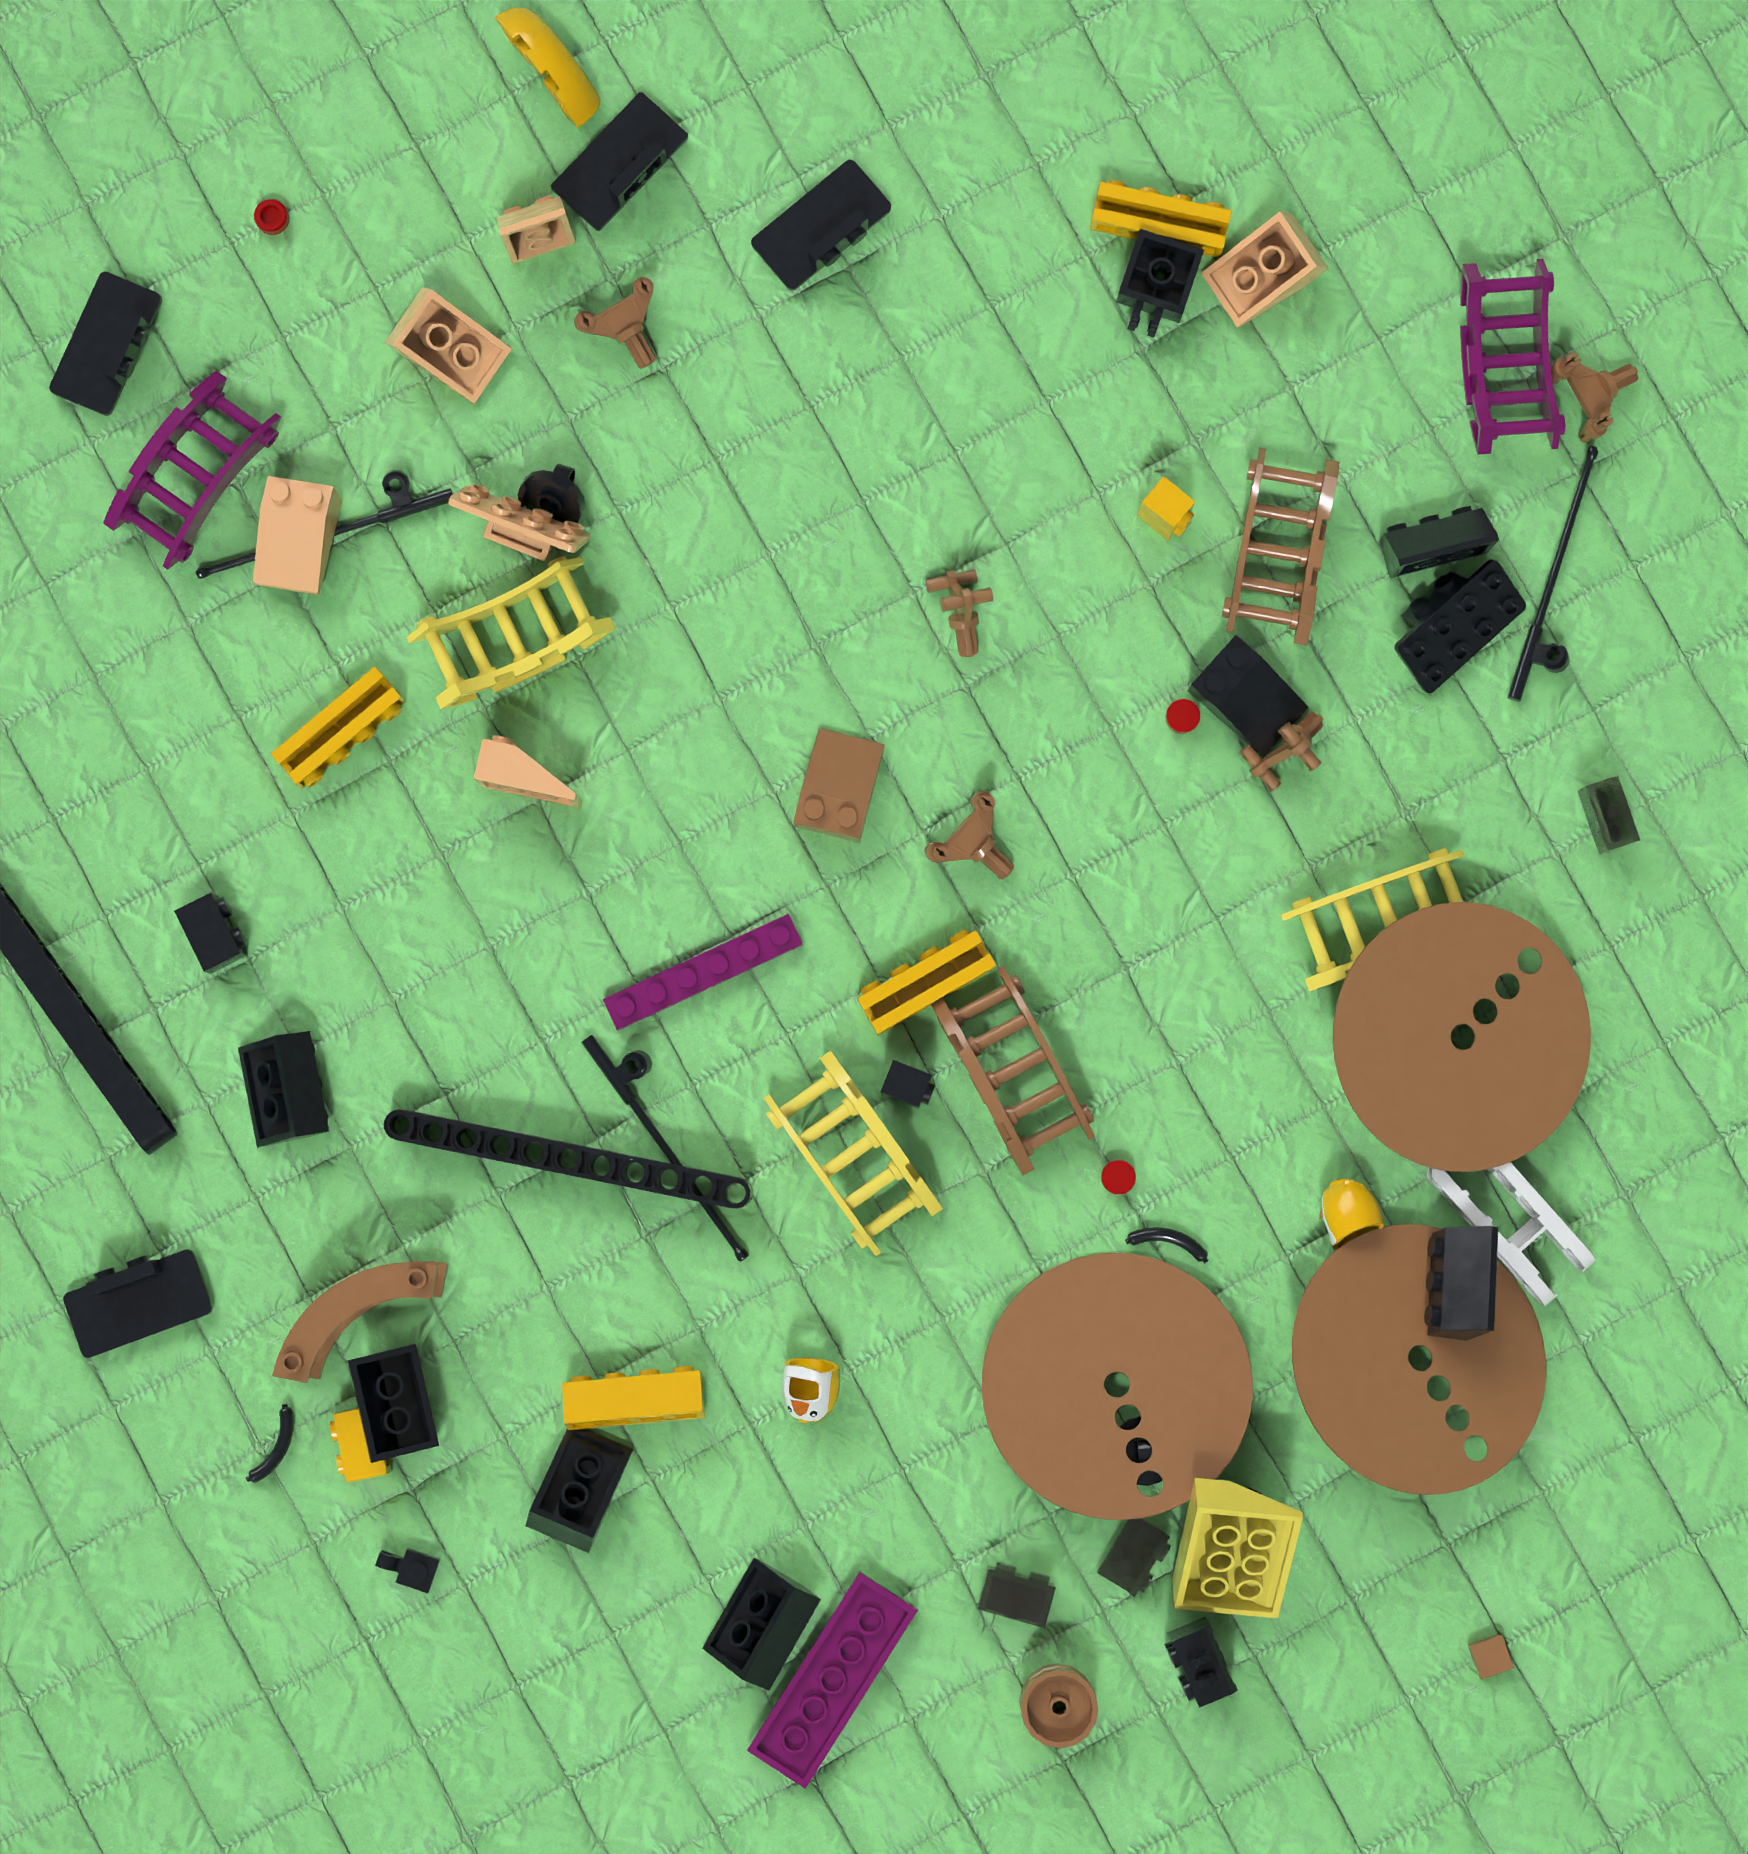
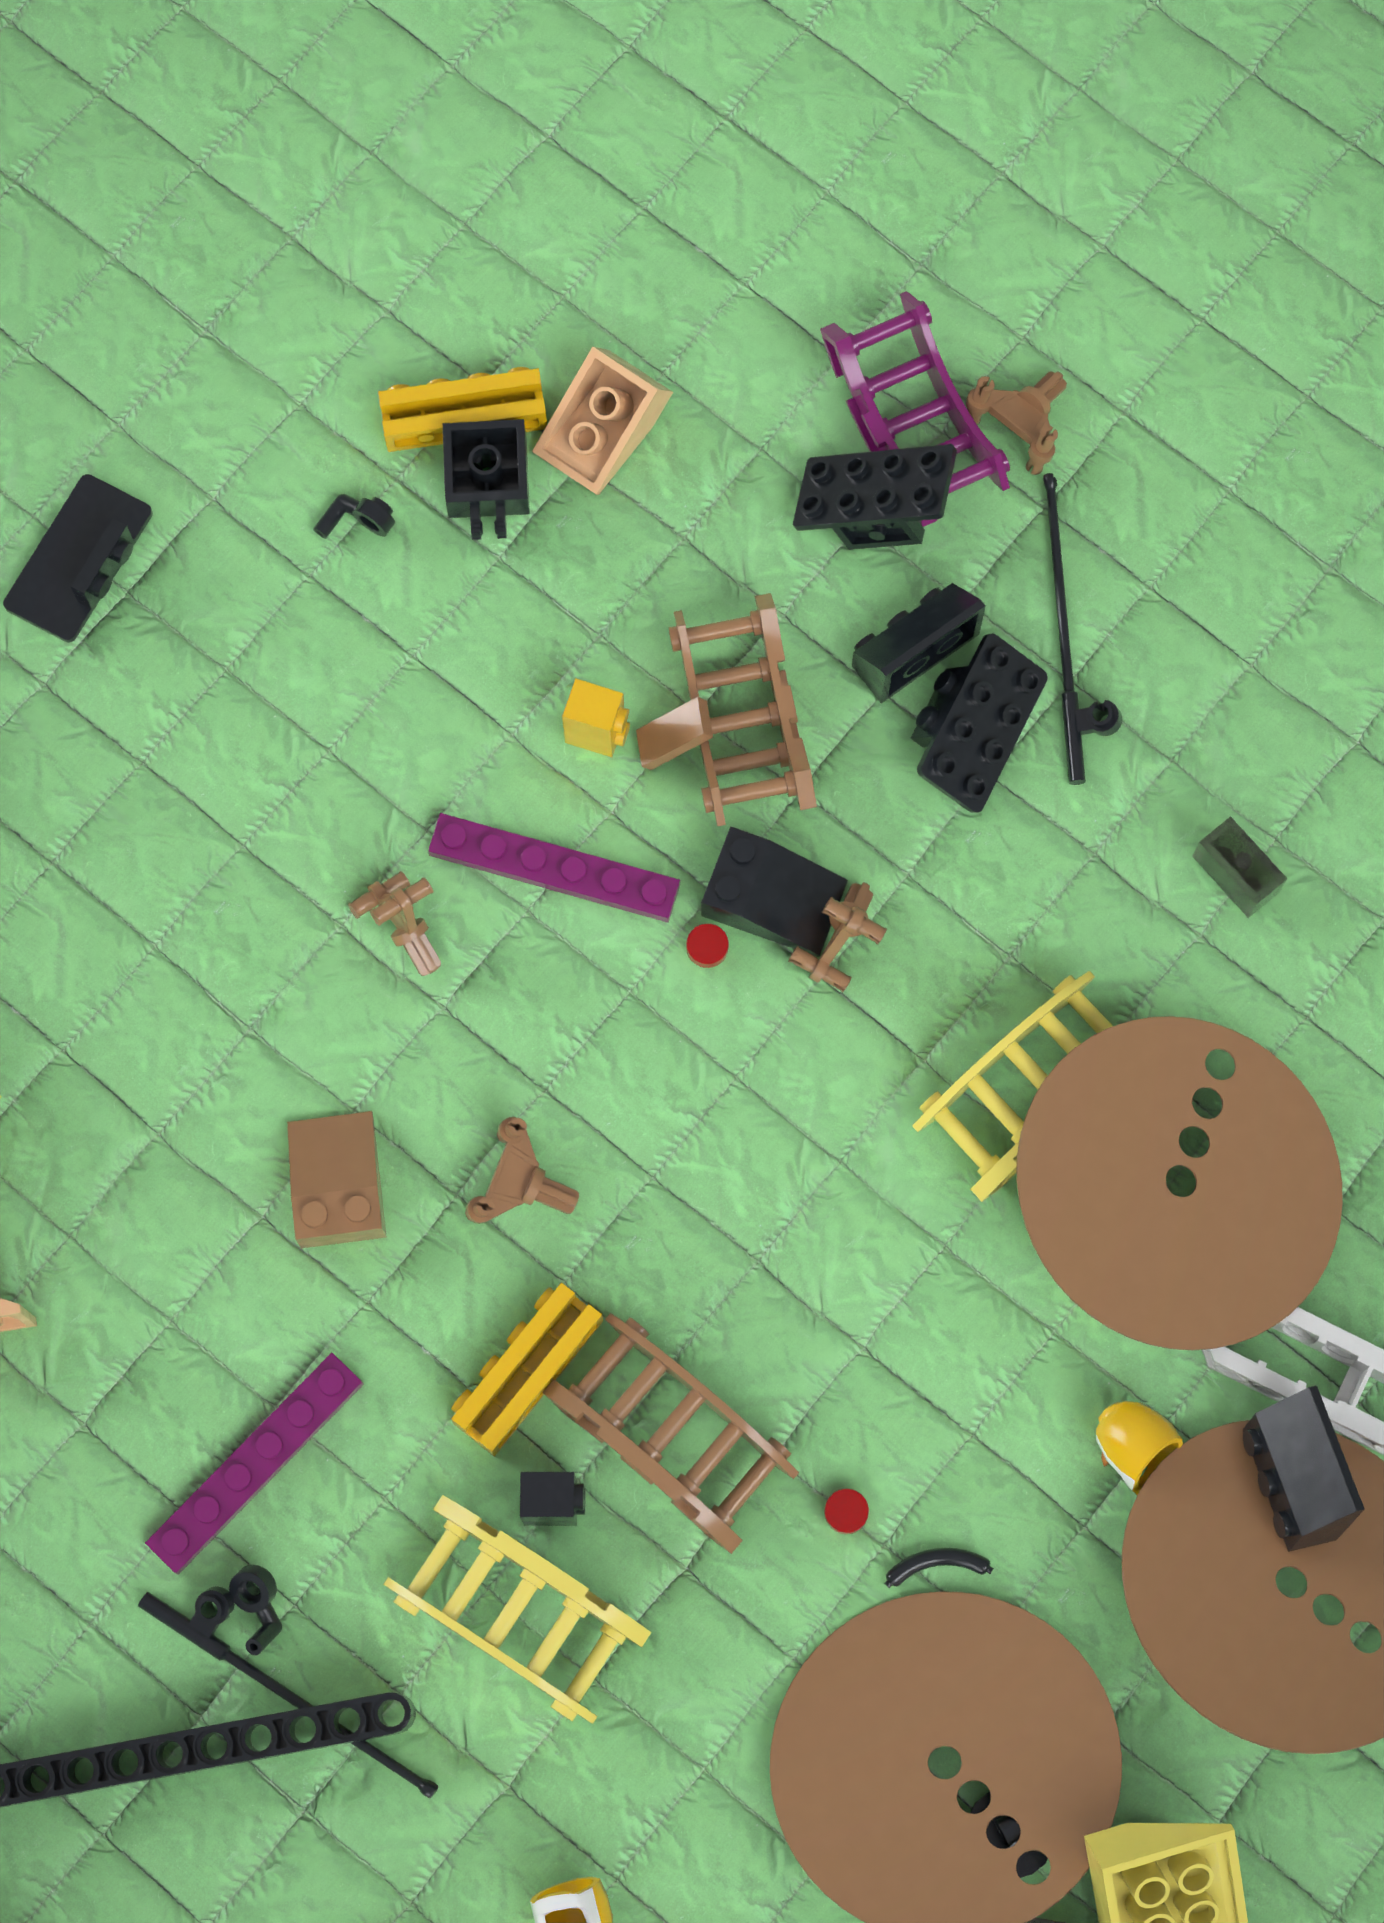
camera: 25 degrees left, 10 degrees down
(668, 1072) = (257, 1601): none -> black plate
(1058, 277) = (372, 514): none -> black plate
(1091, 611) = (554, 867): none -> magenta plate
(1222, 544) = (674, 733): none -> medium nougat tile
(1452, 414) = (876, 494): none -> black bracket

